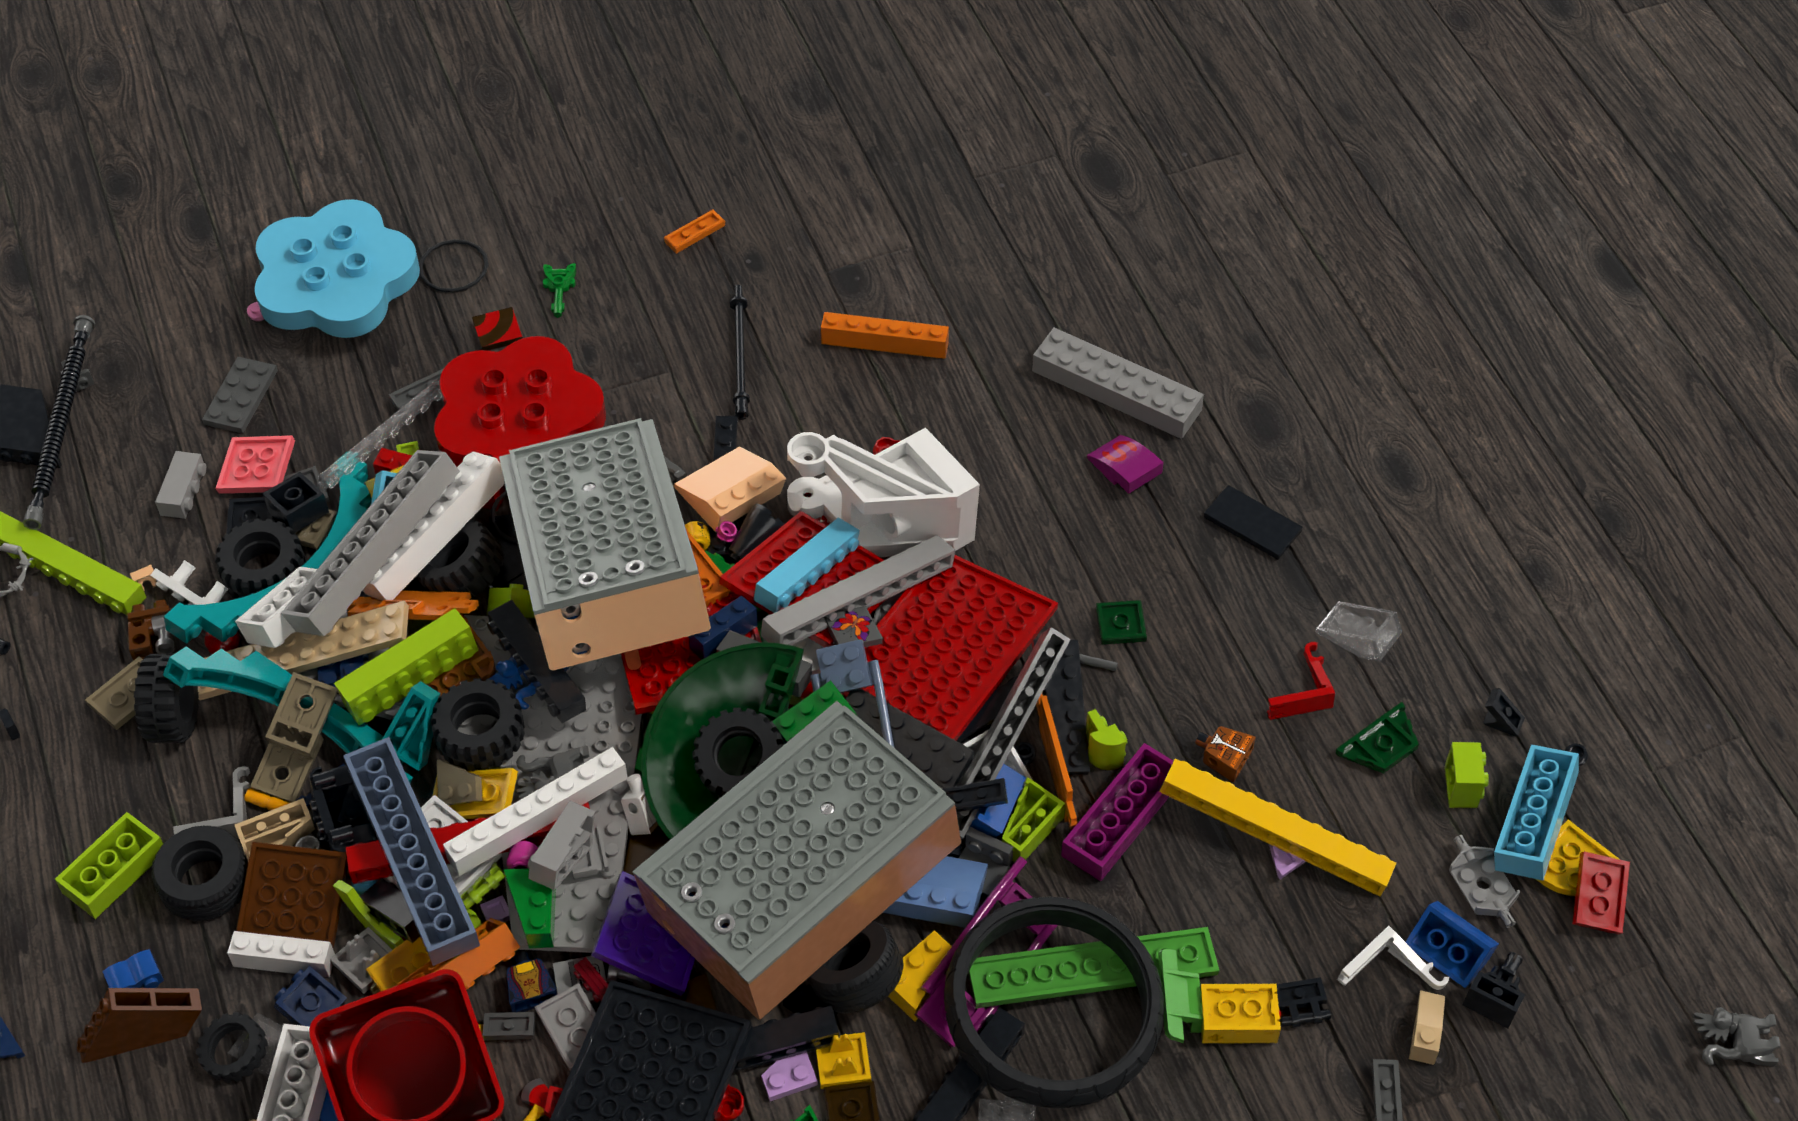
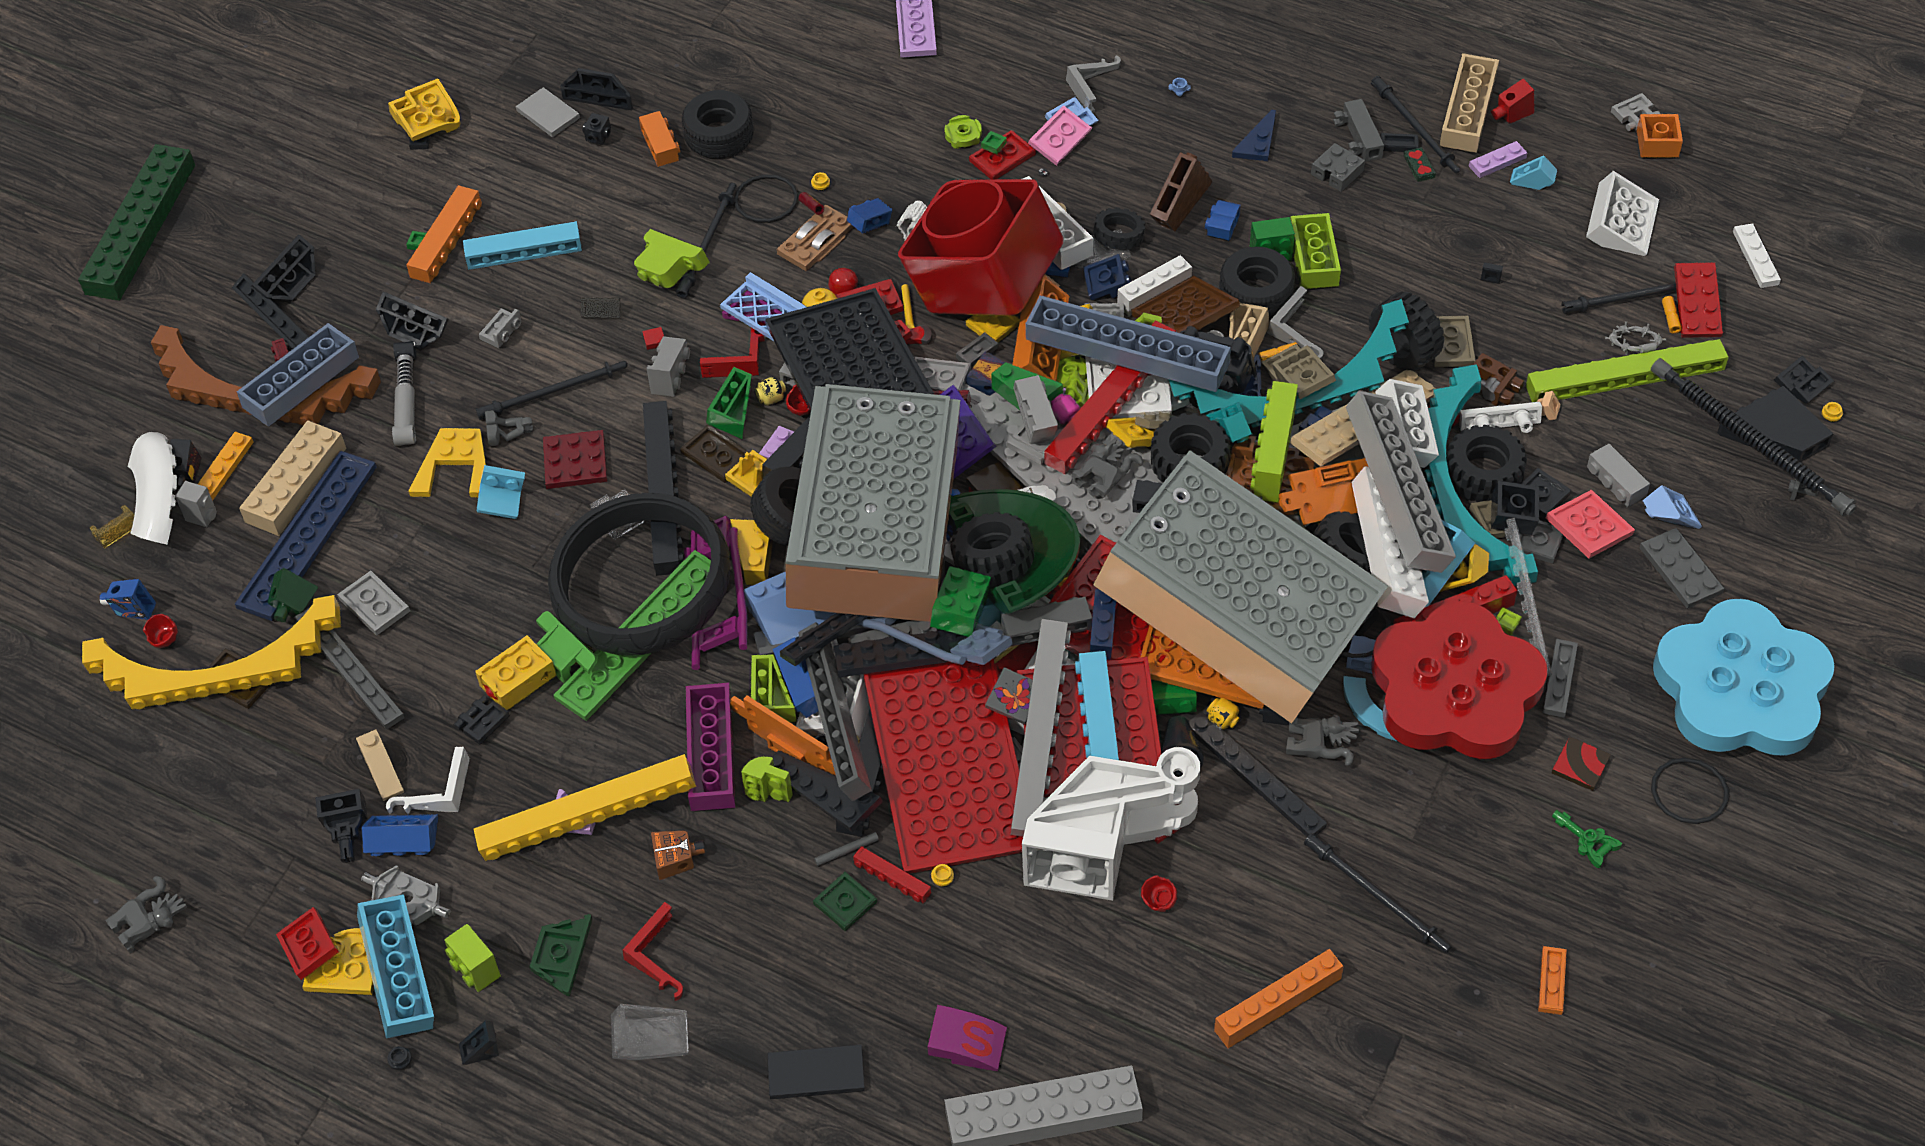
camera: 140 degrees right, 0 degrees up
(133, 901) = (1275, 235): none -> green brick
(187, 430) = (1670, 507): none -> light blue slope
(534, 811) = (1079, 421): white brick -> none
(726, 531) = (1202, 721): dark pink plate -> none
(731, 486) = (1241, 762): light nougat slope -> none
(1031, 582) = (942, 875): none -> yellow plate
(1067, 610) = (891, 874): none -> red piece

